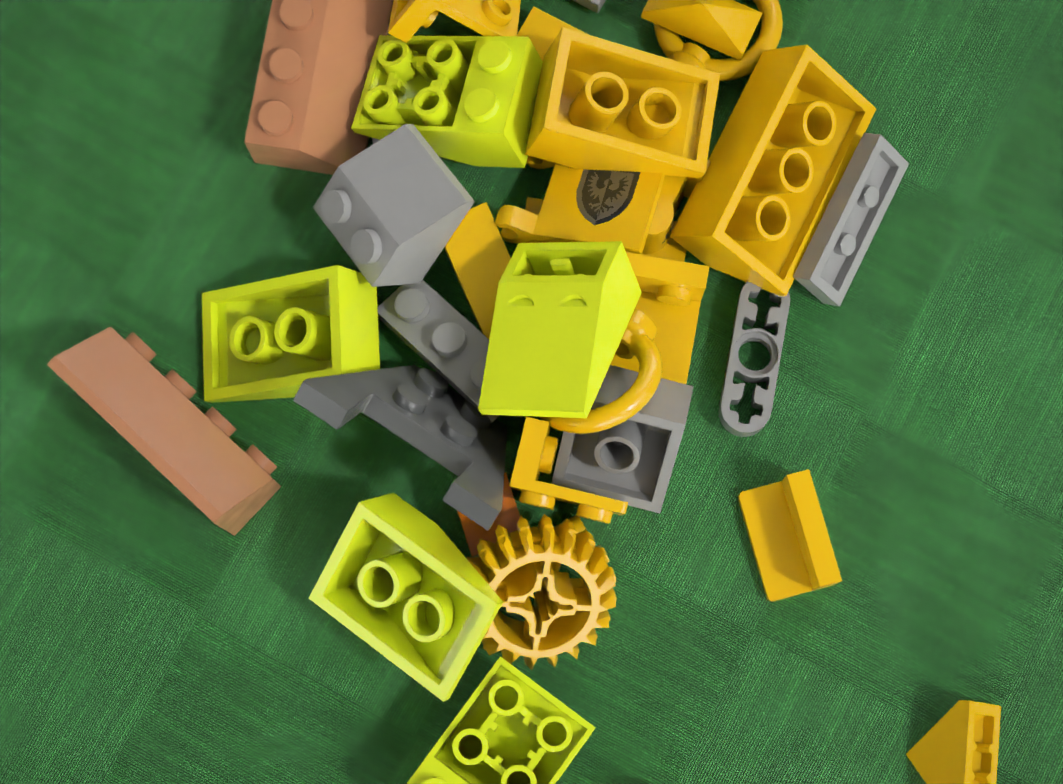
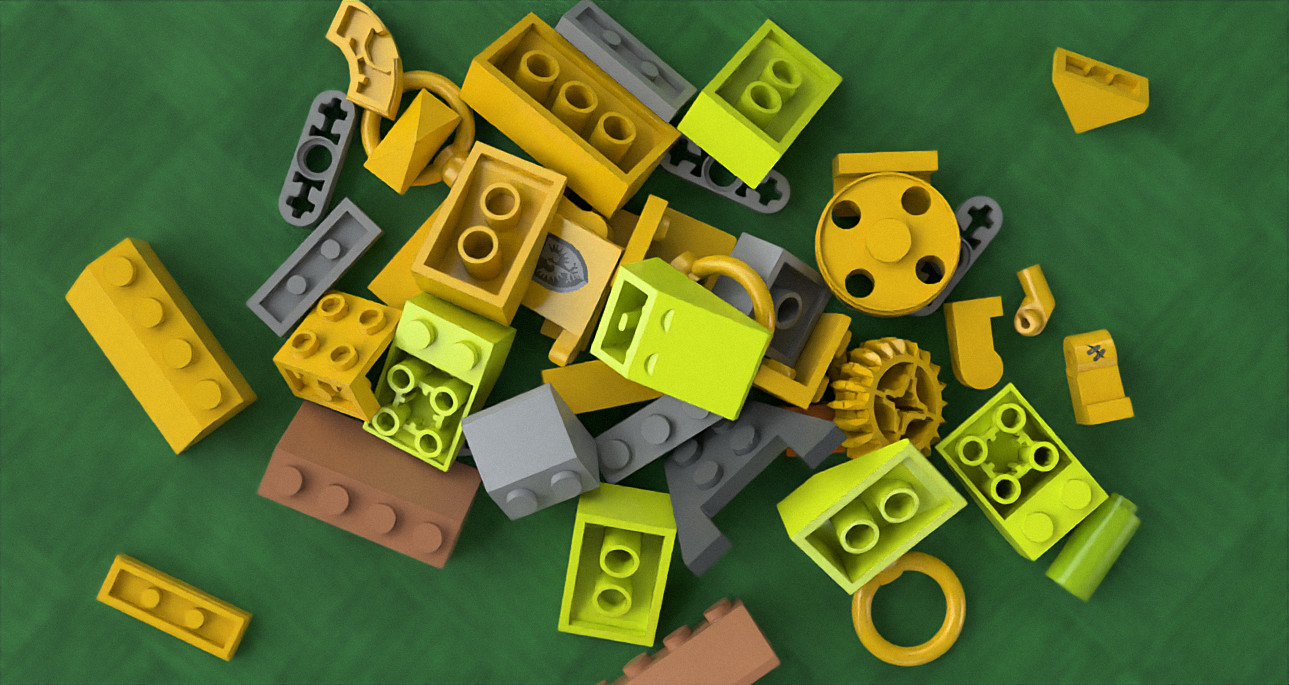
camera: 80 degrees left, 10 degrees up
(345, 643) = (941, 641): none -> yellow piece
(611, 688) = (971, 341): none -> yellow leg
(694, 750) = (1037, 303): none -> yellow arm
(720, 549) = (887, 244): none -> yellow piece
(757, 663) = (980, 236): none -> light grey beam
(842, 371) = (759, 103): none -> neon yellow slope

